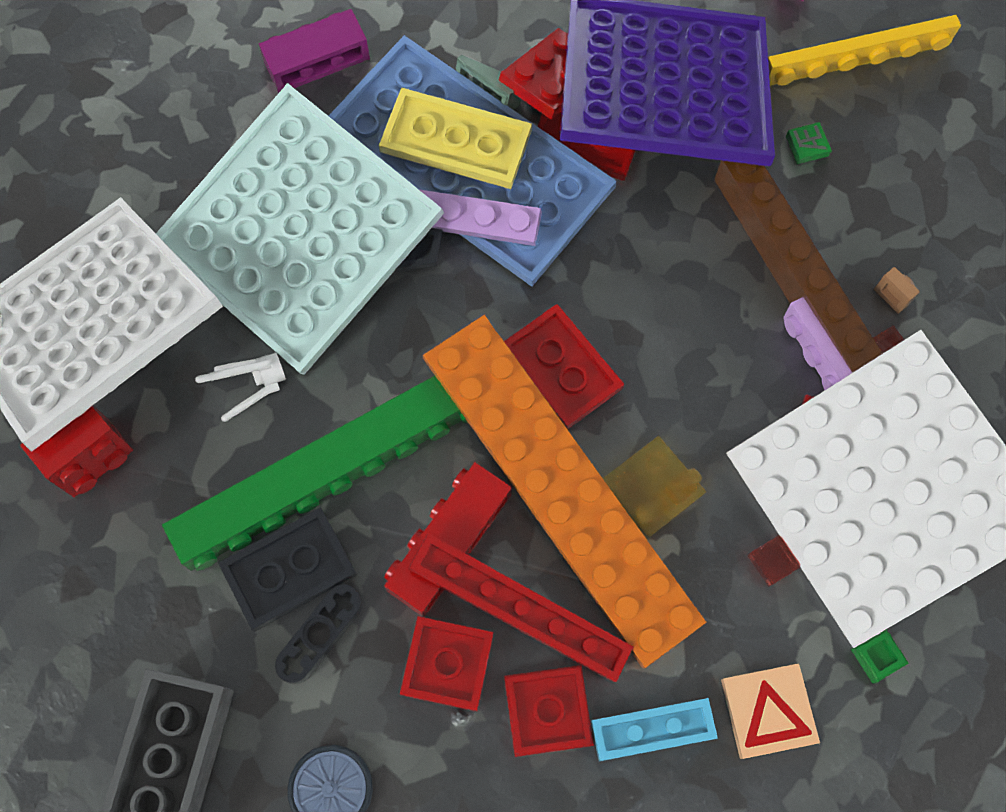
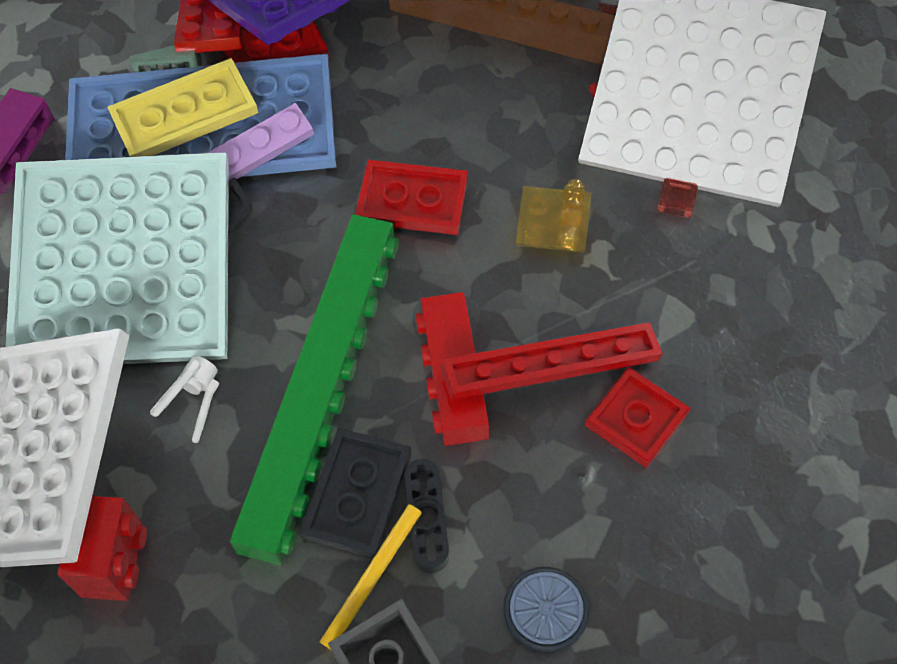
camera: 40 degrees left, 10 degrees down
(234, 642) = (371, 575): none -> yellow bar
(447, 664) = (539, 448): red plate -> none
(564, 491) = (496, 265): orange plate -> none
(653, 729) = (717, 362): medium azure plate -> none
(770, 711) = (773, 287): light nougat tile -> none
(816, 343) = (565, 48): lavender plate -> none
(879, 656) = (800, 197): green tile -> none

